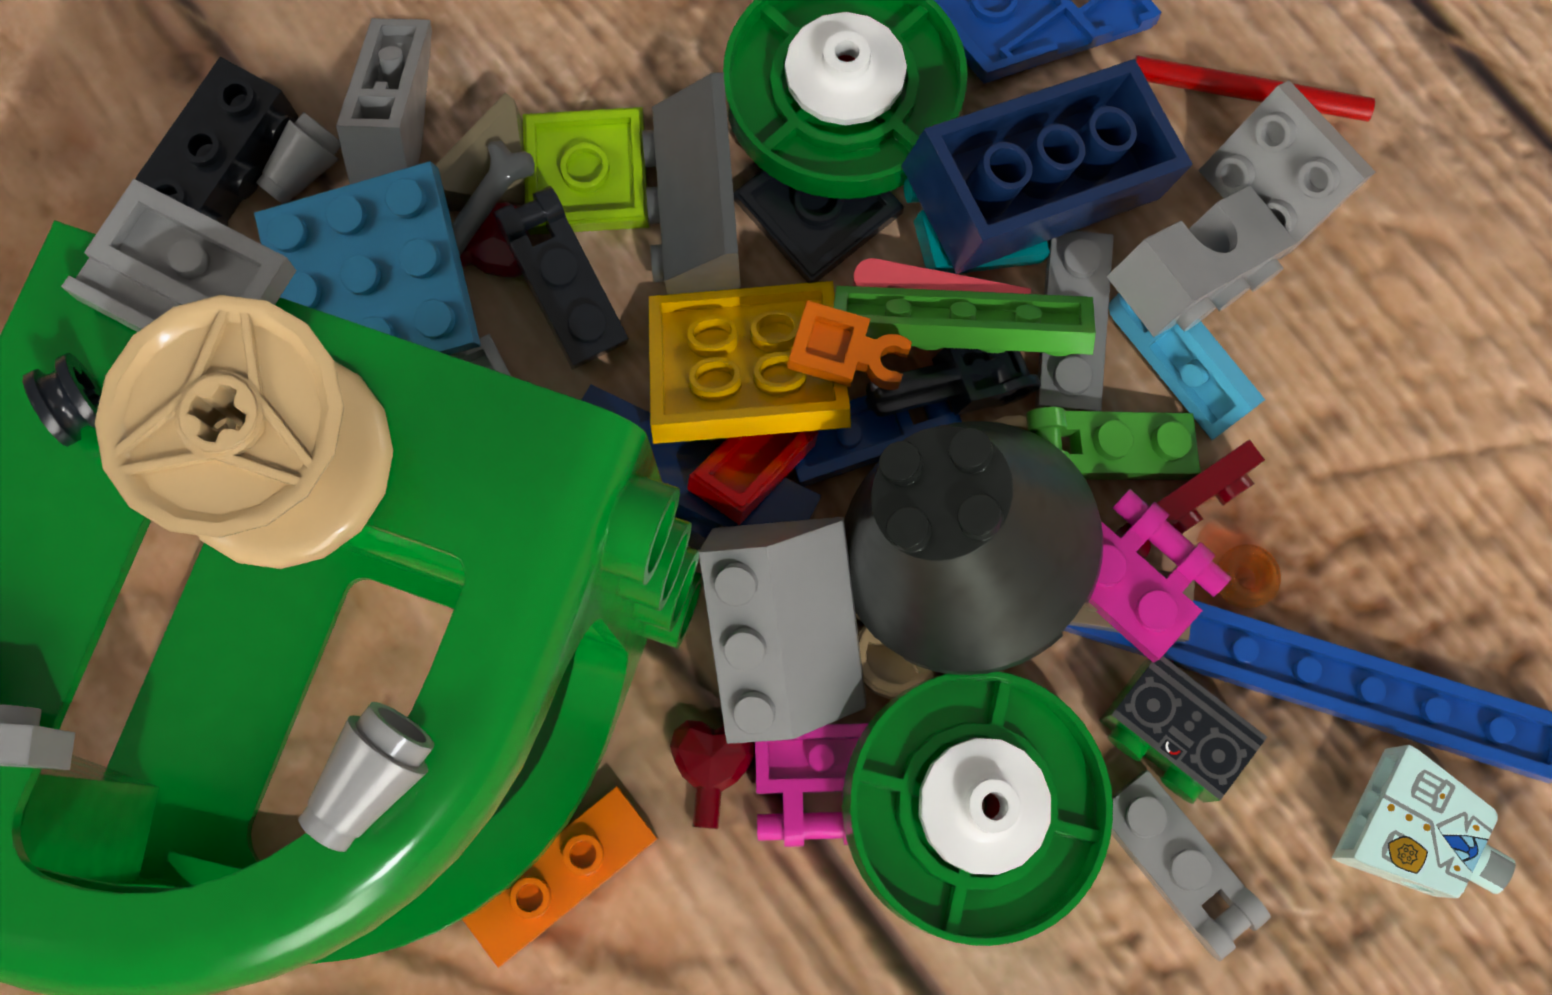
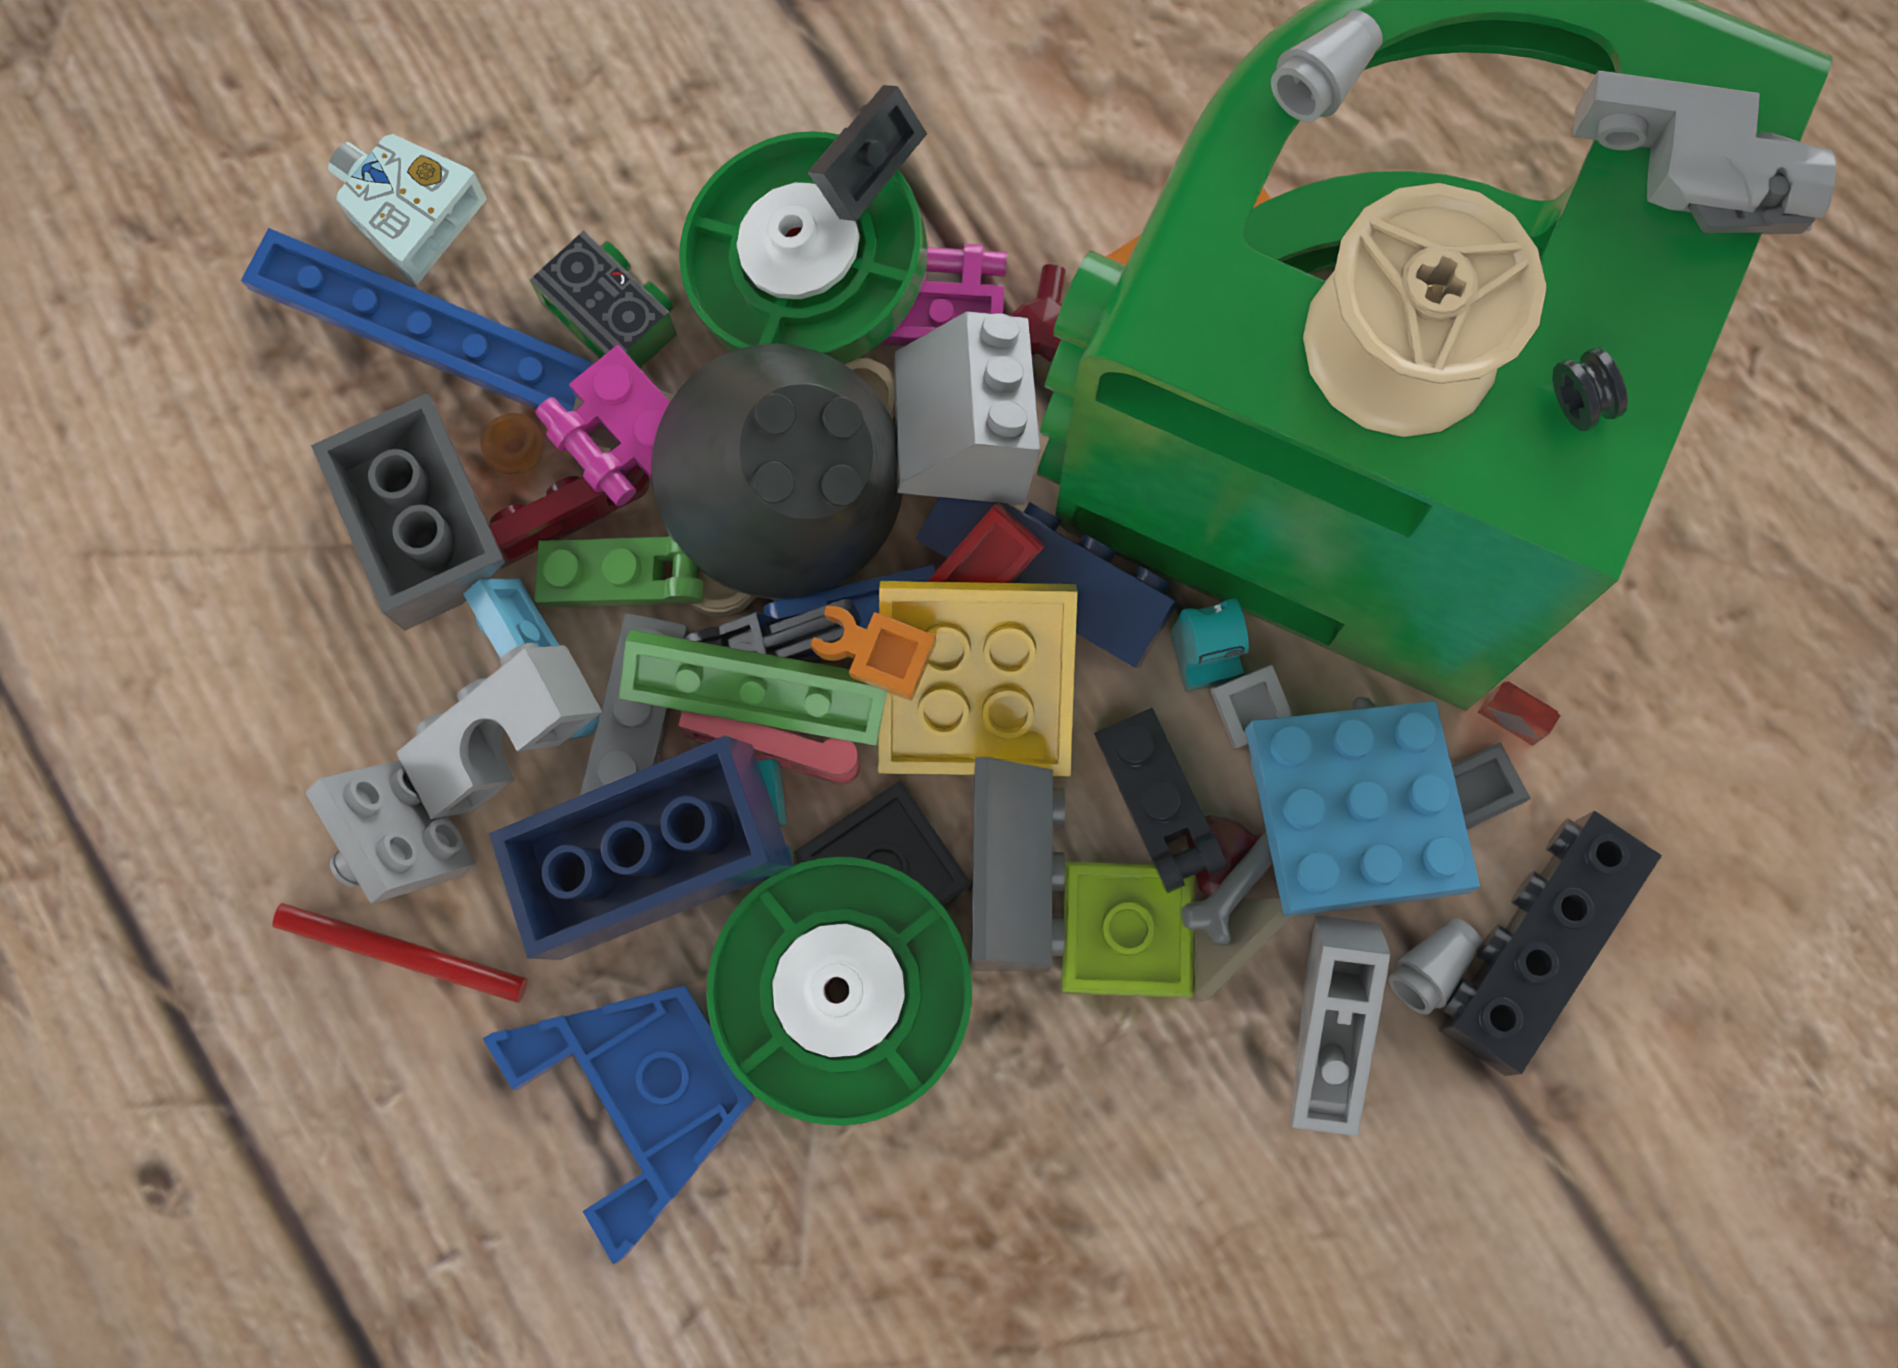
camera: 175 degrees left, 0 degrees up
(168, 255) = (1494, 492): light grey plate -> none
(920, 902) = (868, 153): none -> black plate
(1183, 865) = (624, 201): light grey plate -> none
(1342, 471) = (409, 511): none -> dark grey slope

